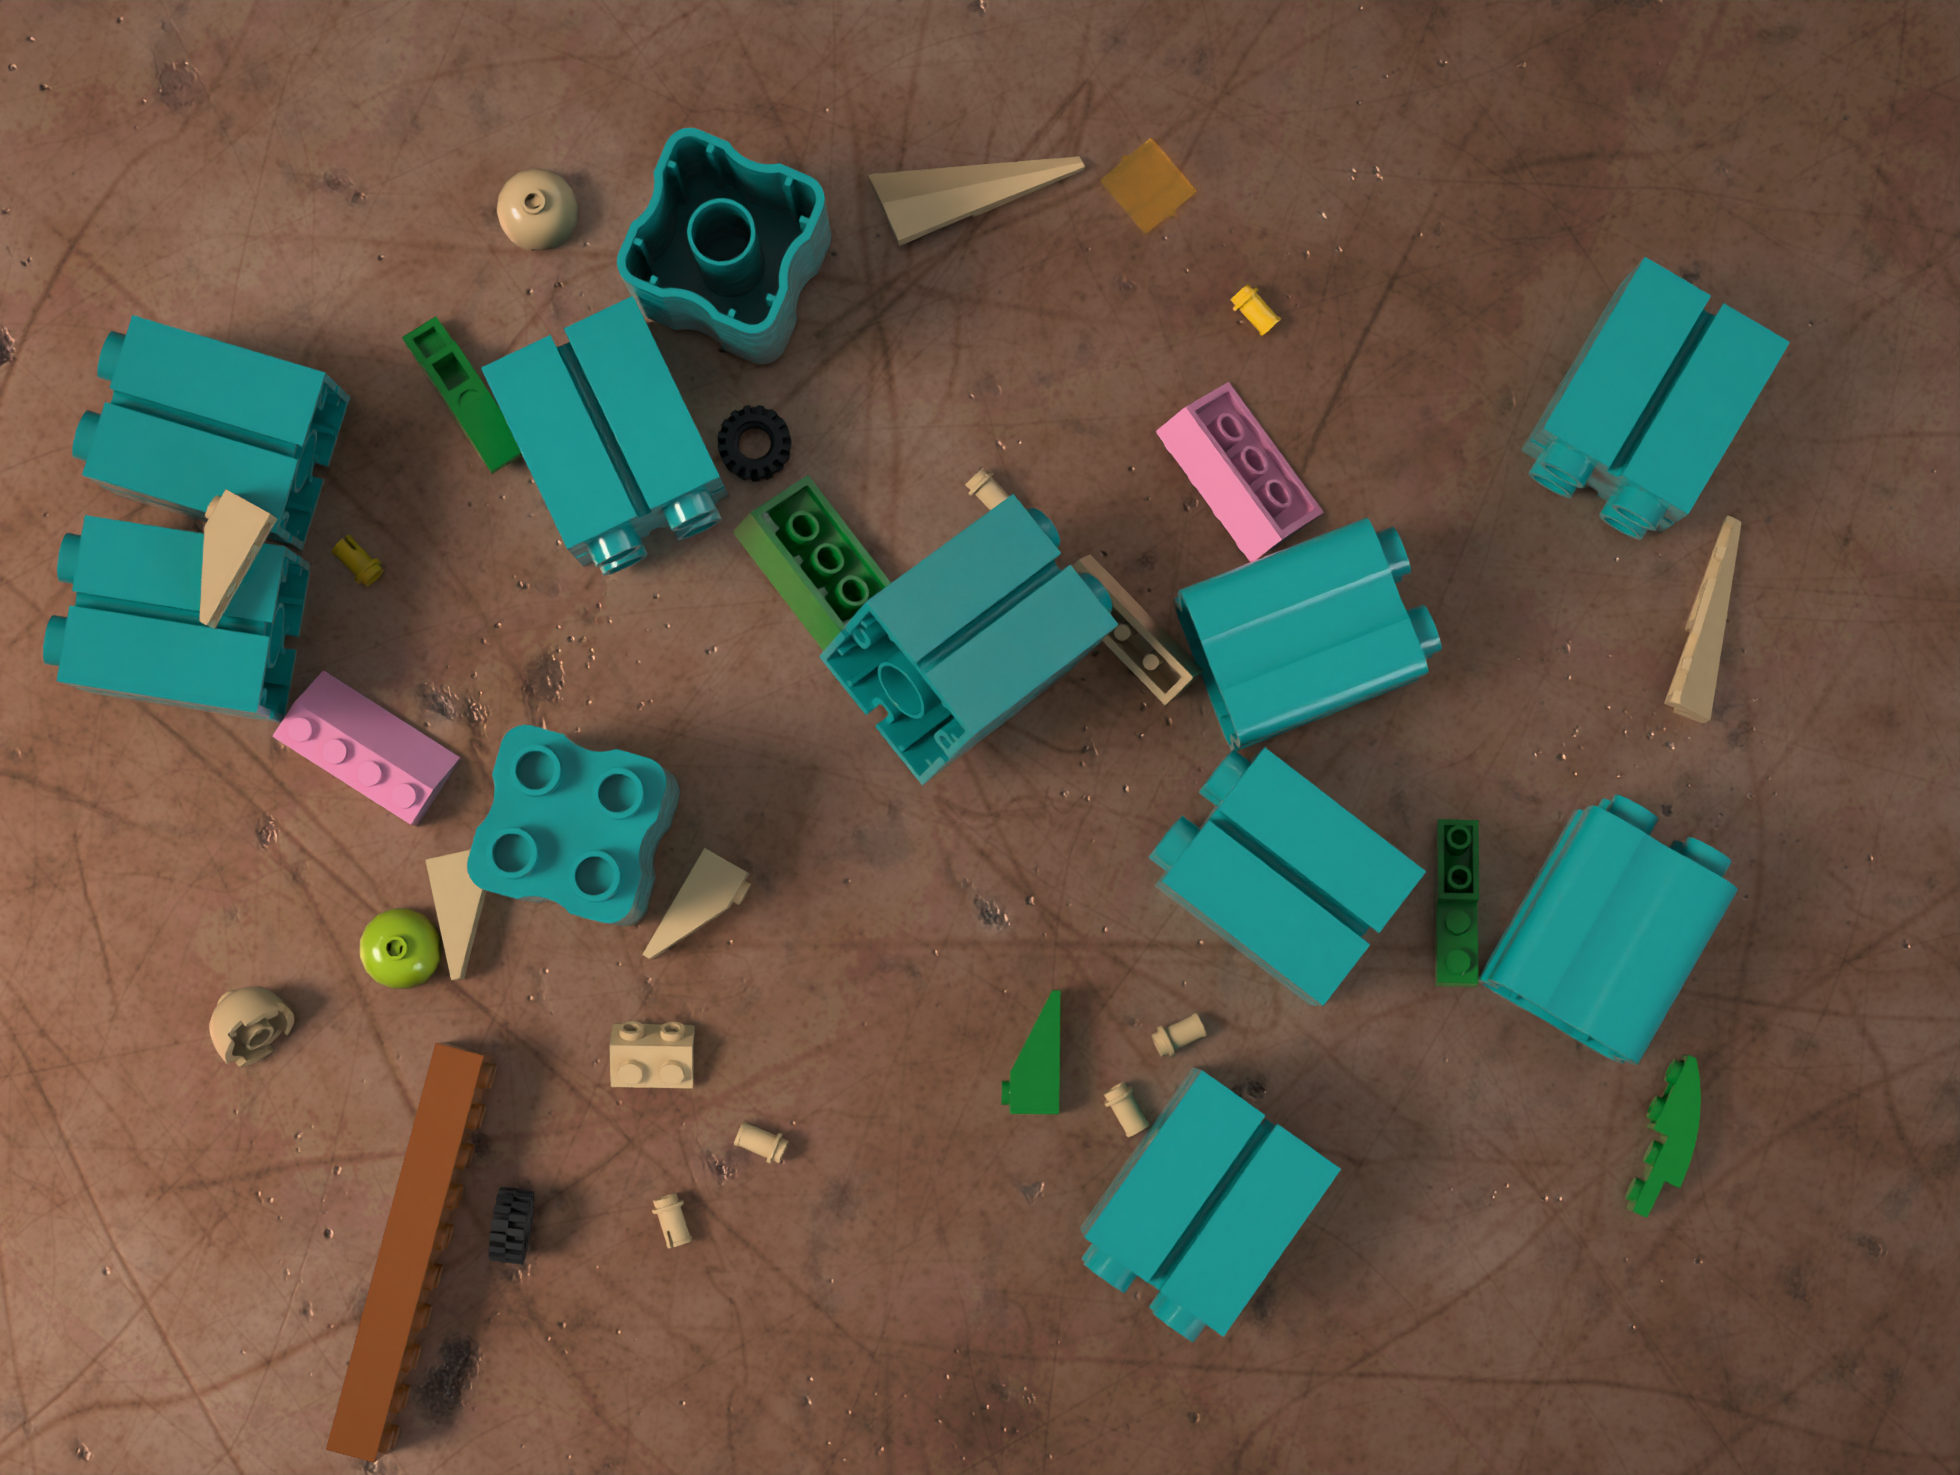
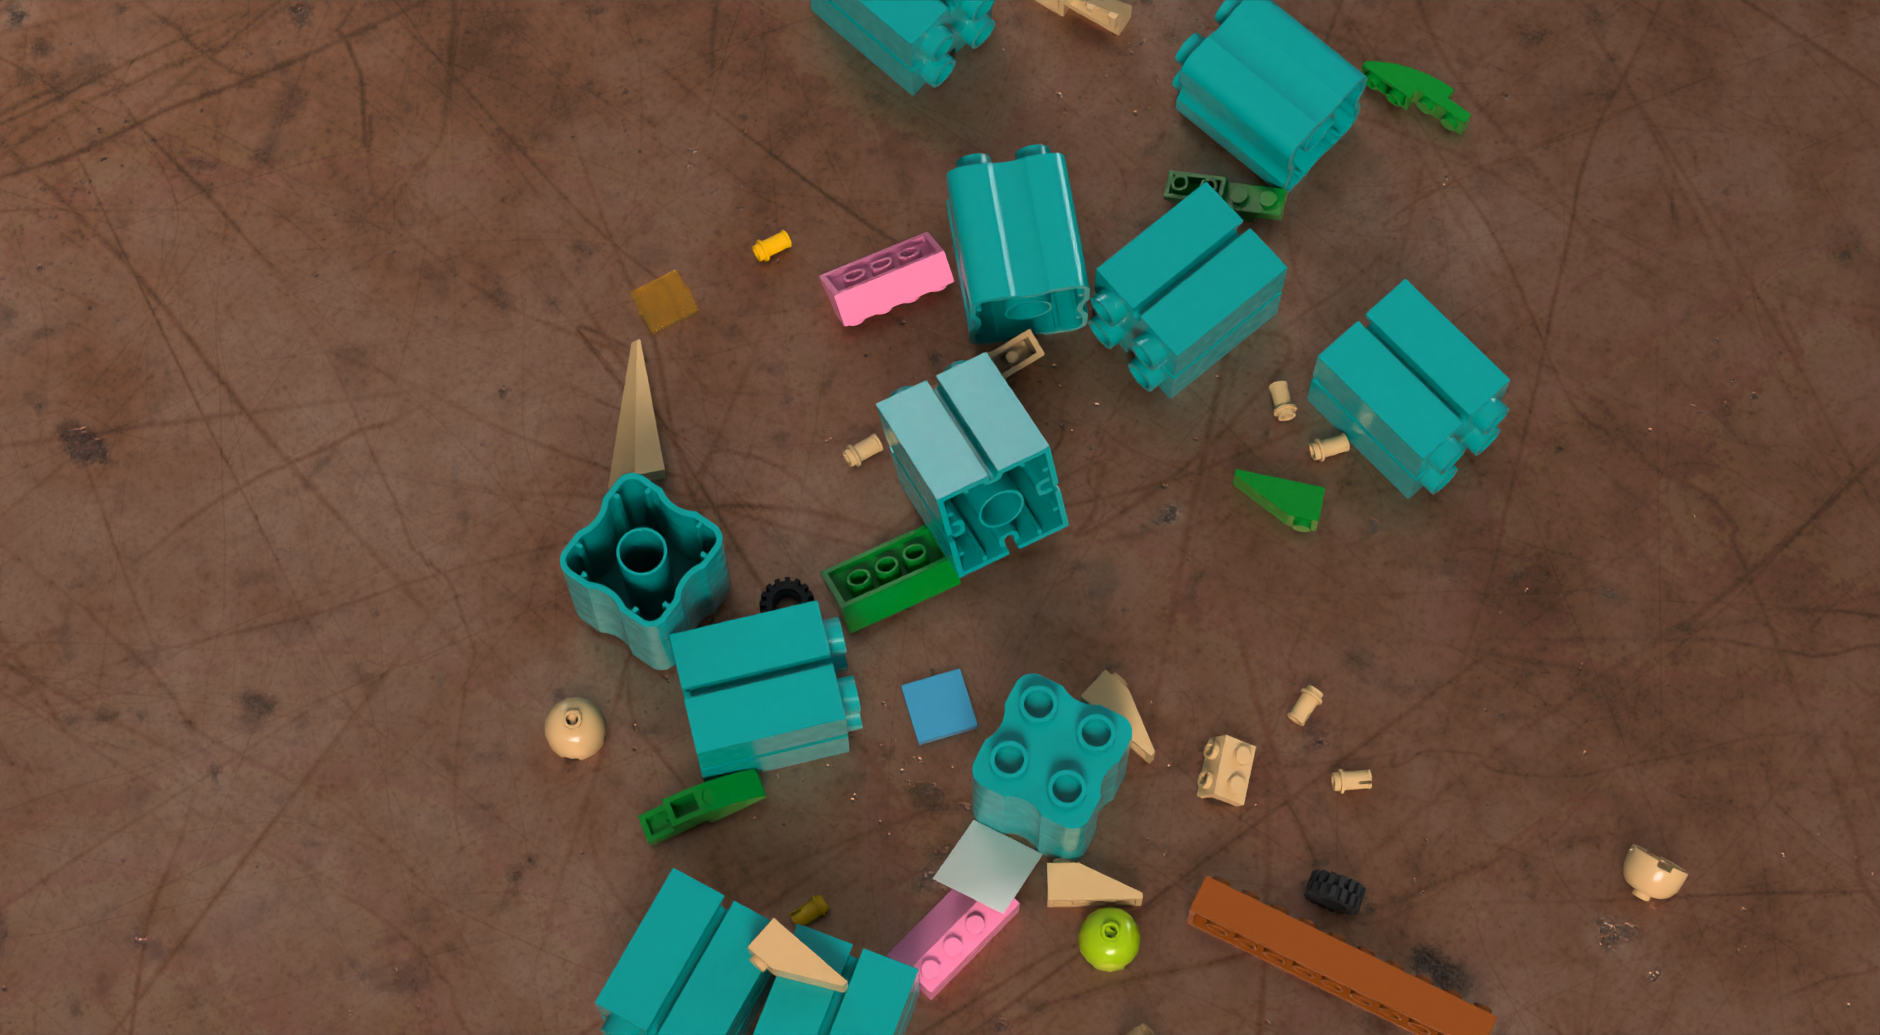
camera: 75 degrees left, 15 degrees down
(443, 772) = (988, 866): none -> white sticker
(663, 668) = (939, 706): none -> dark azure tile

